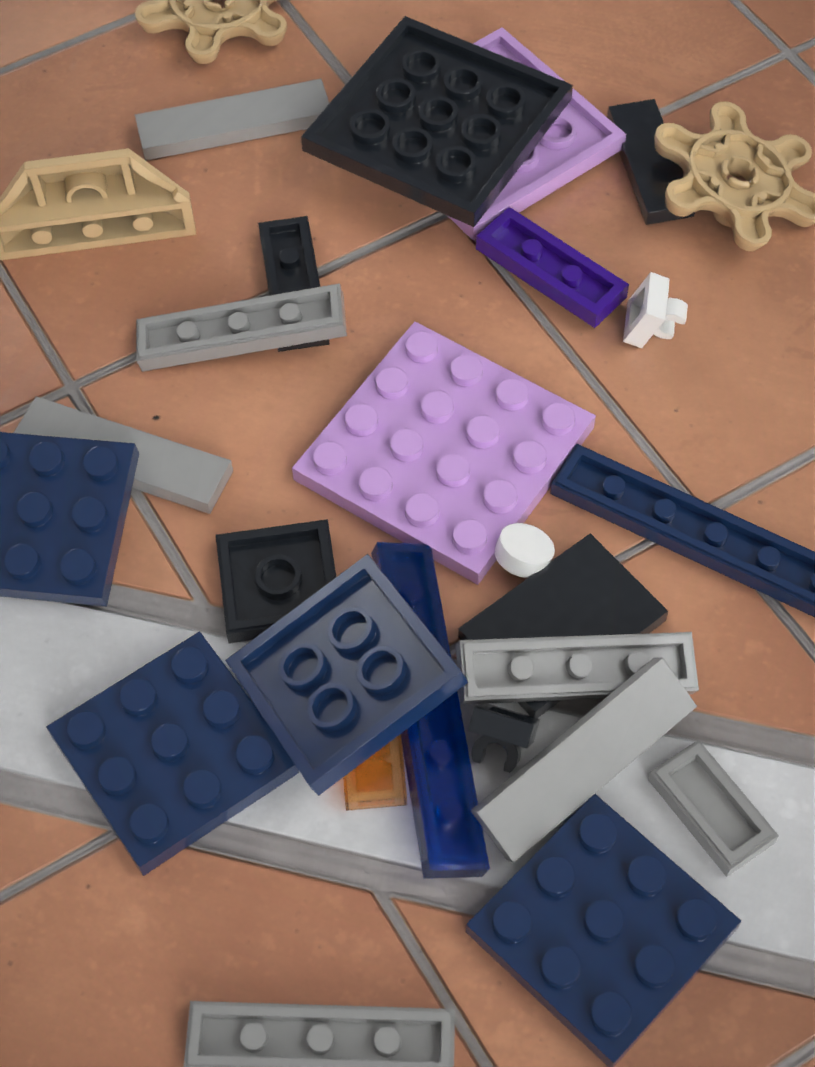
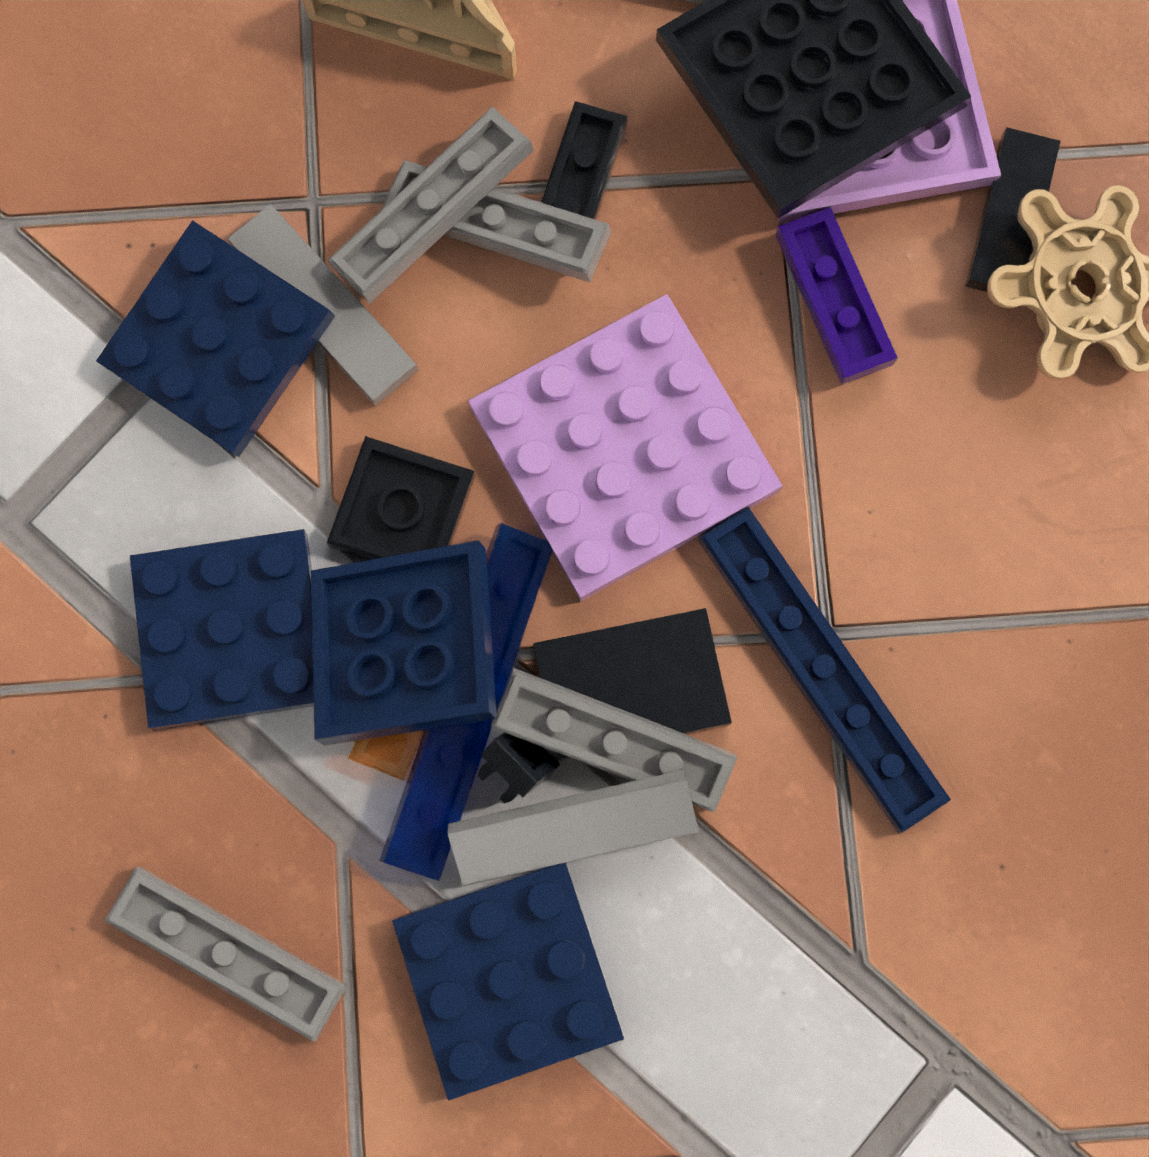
camera: 25 degrees right, 20 degrees up
(178, 337) = (431, 204): none -> light grey tile
(523, 549) = (635, 594): white tile -> none
(652, 312) = (903, 400): white tile -> none
(713, 808) = (663, 924): light grey tile -> none

